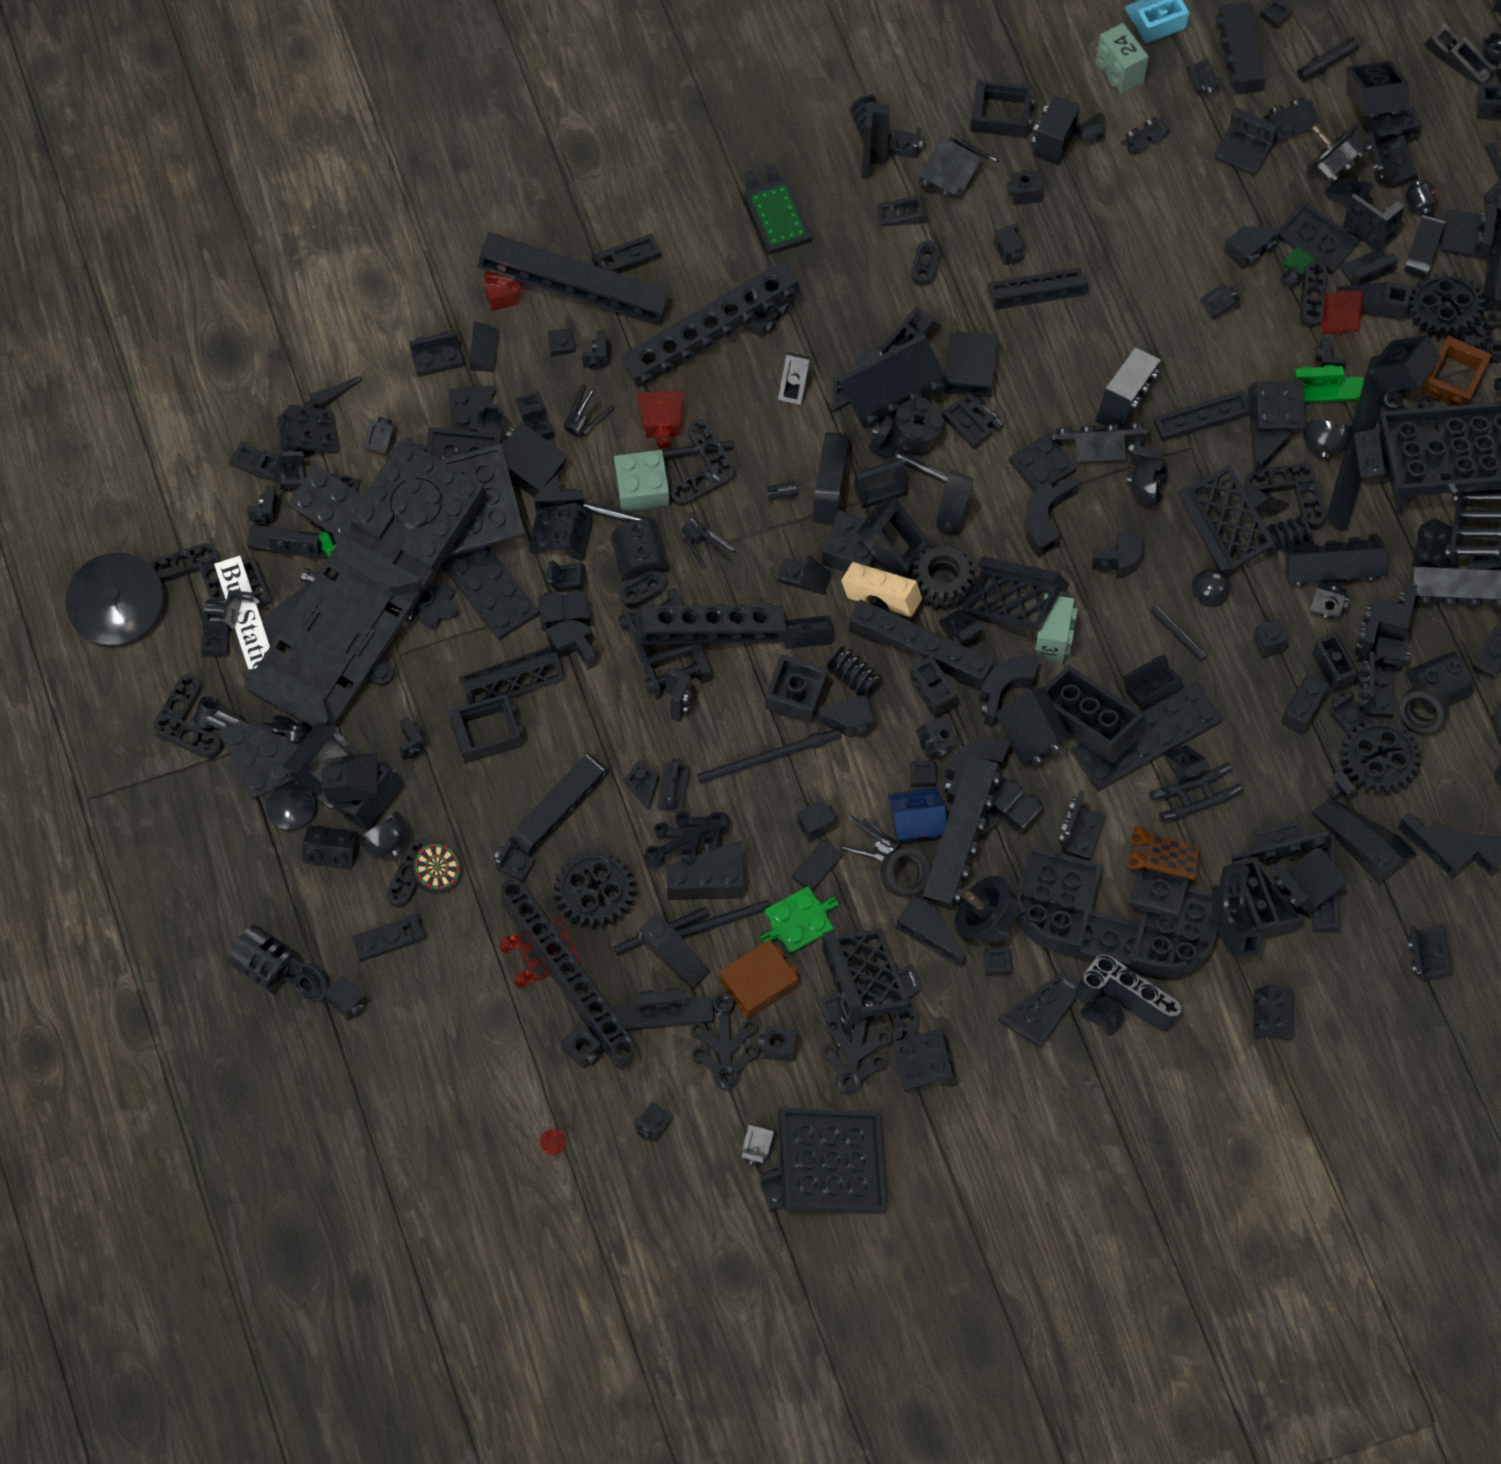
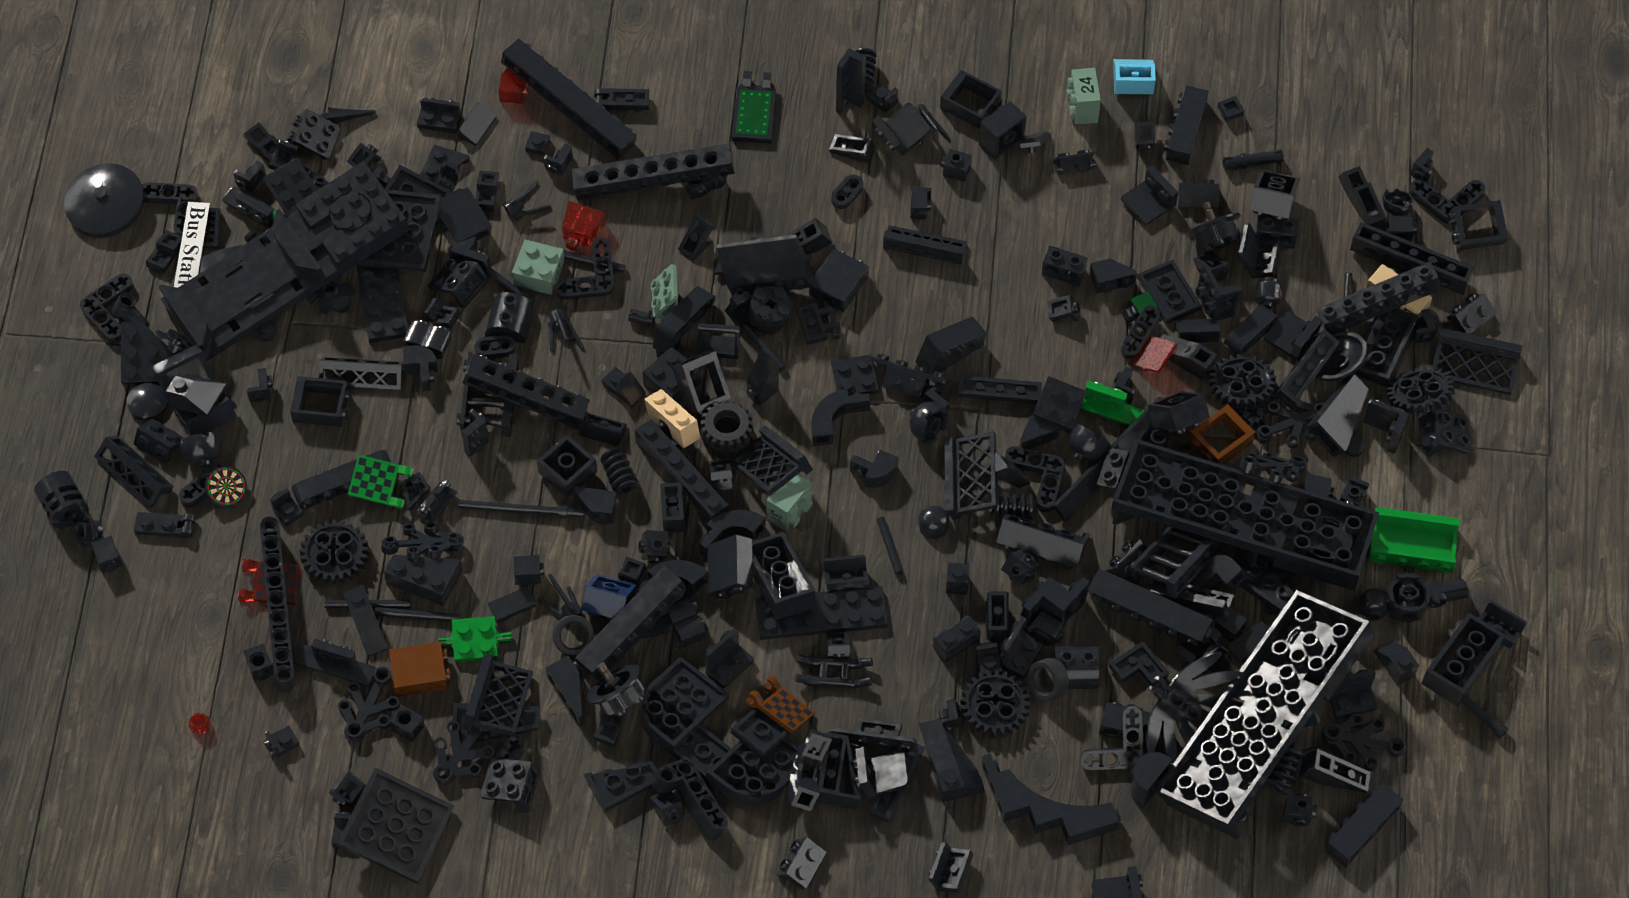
camera: 25 degrees right, 5 degrees down
(230, 608) = (180, 238): black bracket -> none
(324, 884) = (138, 466): none -> black fence
(598, 790) = (375, 480): none -> green flag
(800, 453) = (664, 292): none -> sand green bracket
(1198, 253) = (1064, 265): none -> black brick

